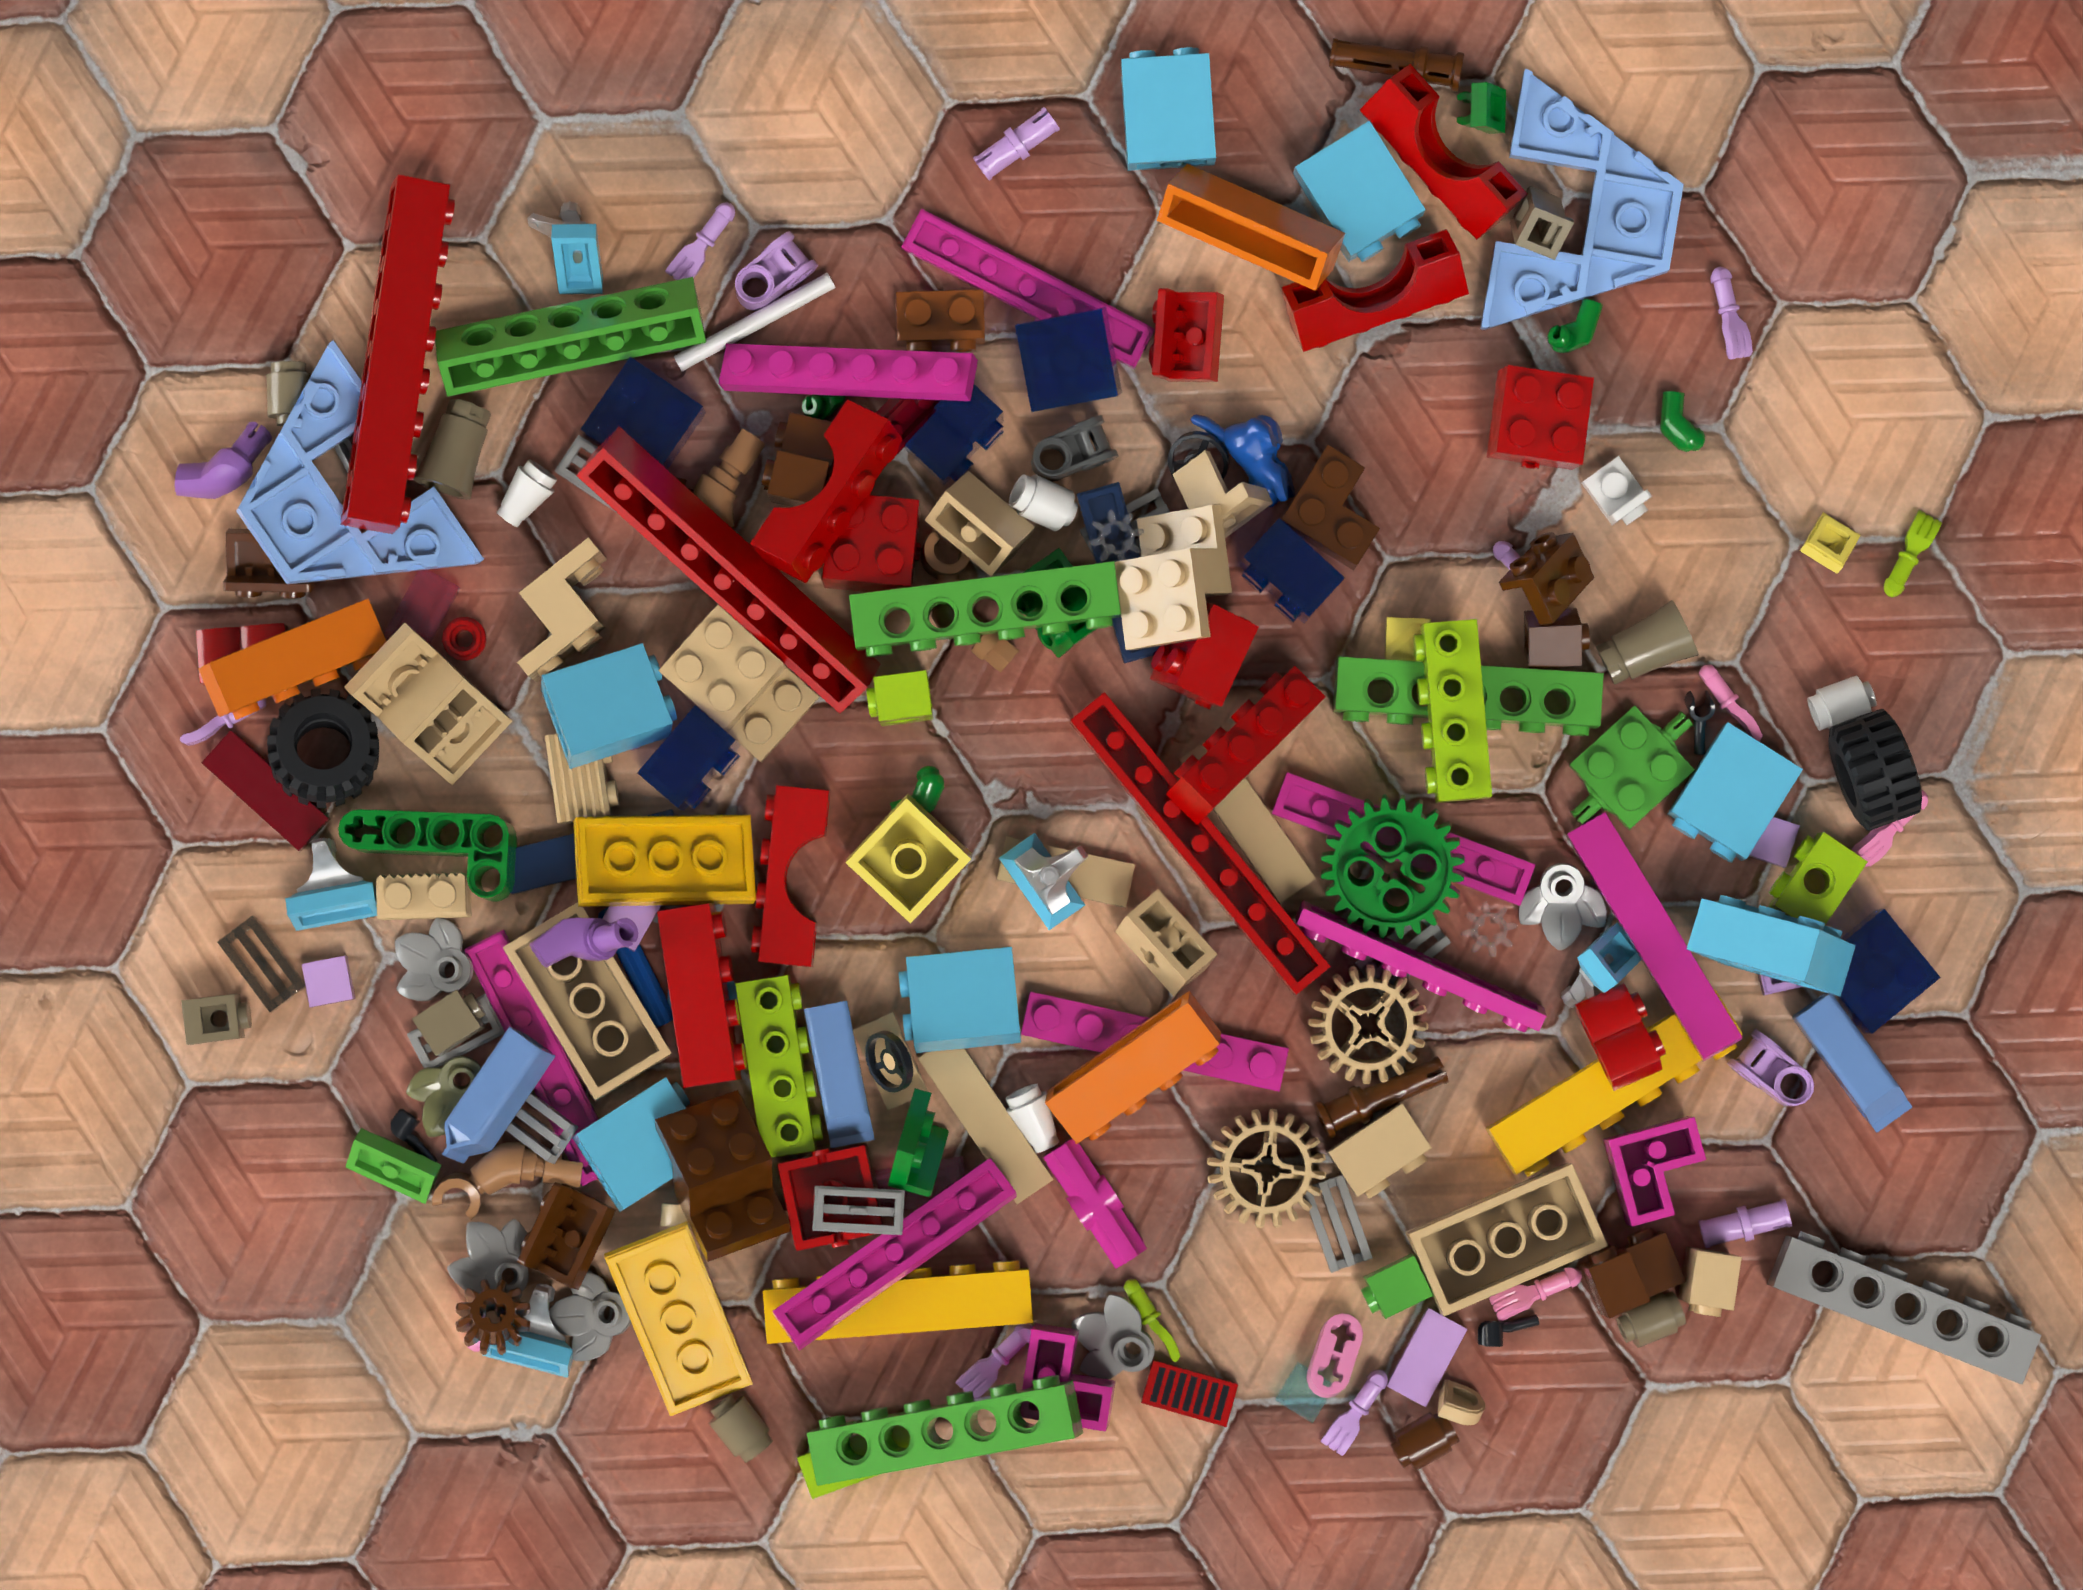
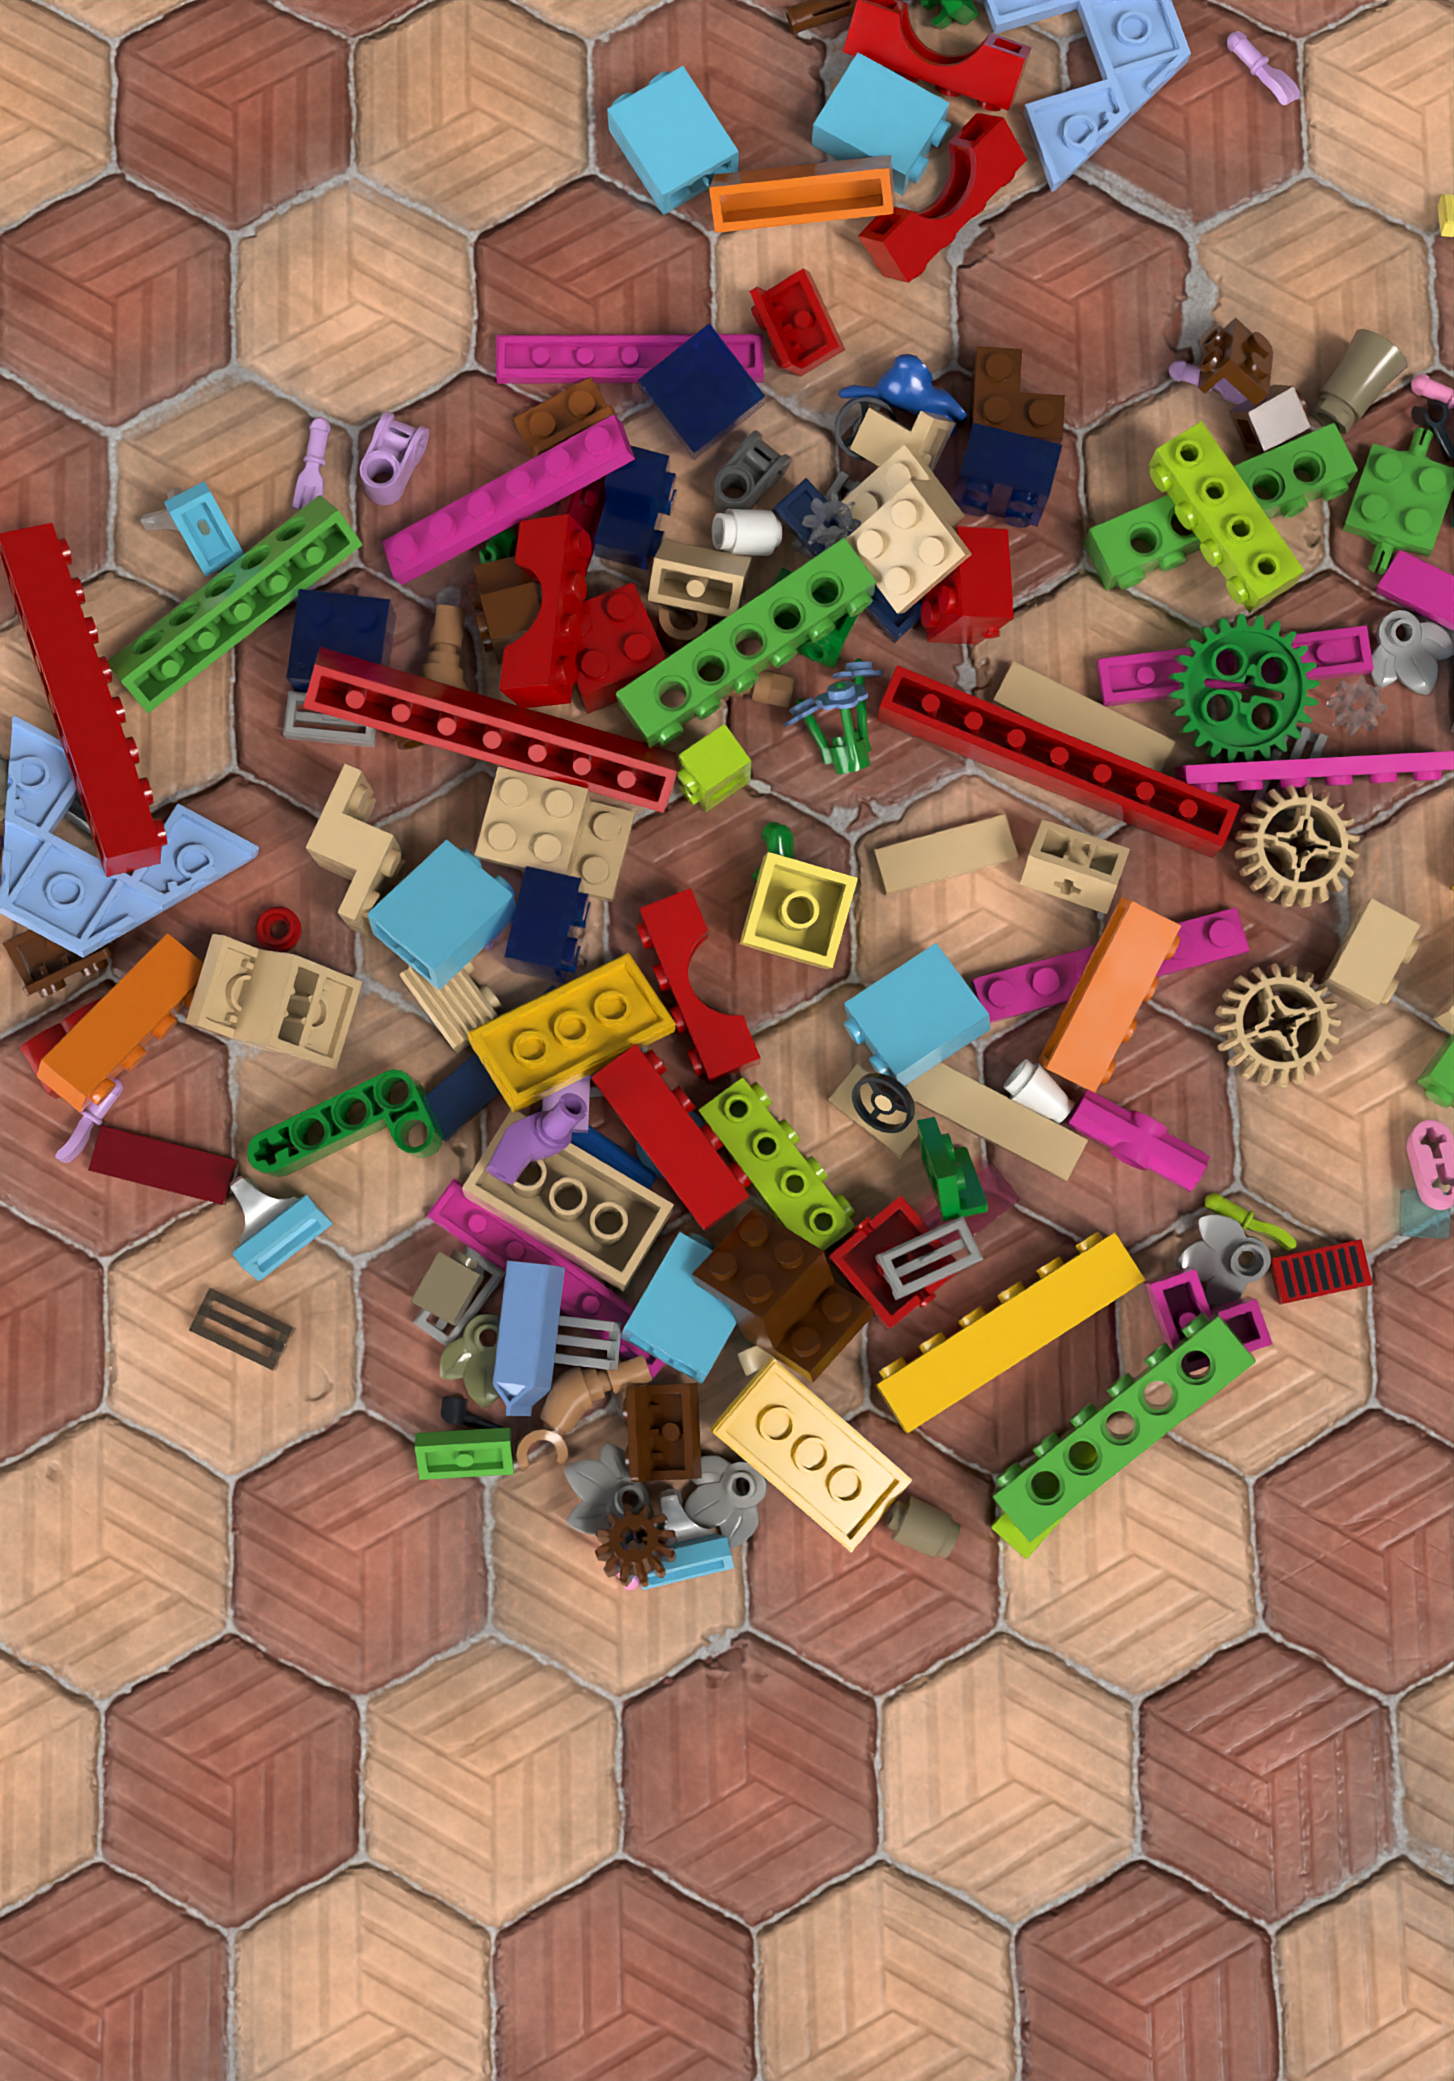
camera: 30 degrees left, 5 degrees down
(199, 1018) = (206, 1404): dark tan brick -> none
(323, 712) = (181, 1062): black tyre -> none
(328, 981) = (313, 1312): lavender tile -> none
(423, 896) = (362, 1184): tan brick -> none
(424, 605) = (226, 913): clear pink tile -> none
(426, 961) = (396, 1242): light grey plate -> none
(455, 450) = (181, 761): dark tan plant -> none
(526, 492) = (267, 766): white cone -> none
(755, 321) = (397, 511): white bar -> none
(839, 1074) = (838, 1145): medium blue piece -> none
(894, 1256) = (982, 1286): dark pink plate -> none
(985, 1371) = (1121, 1352): lavender piece -> none
(1016, 143) = (552, 236): lavender pin -> none
(1030, 737) = (849, 748): none -> plant
(1045, 878) = (933, 865): piece -> none
(1238, 751) = (1051, 648): red brick -> none
(1349, 1259) = (1382, 1034): light grey tile -> none
(1361, 1104) = (1331, 922): reddish brown pin -> none
(1400, 637) = (1134, 488): light yellow tile -> none
(1540, 417) = (1150, 233): red brick -> none
(1541, 223) = (1058, 66): dark tan brick -> none
(1576, 333) = (1140, 150): green arm -> none
(1617, 492) = (1252, 269): white bracket -> none
(1676, 426) = (1270, 186): green arm -> none

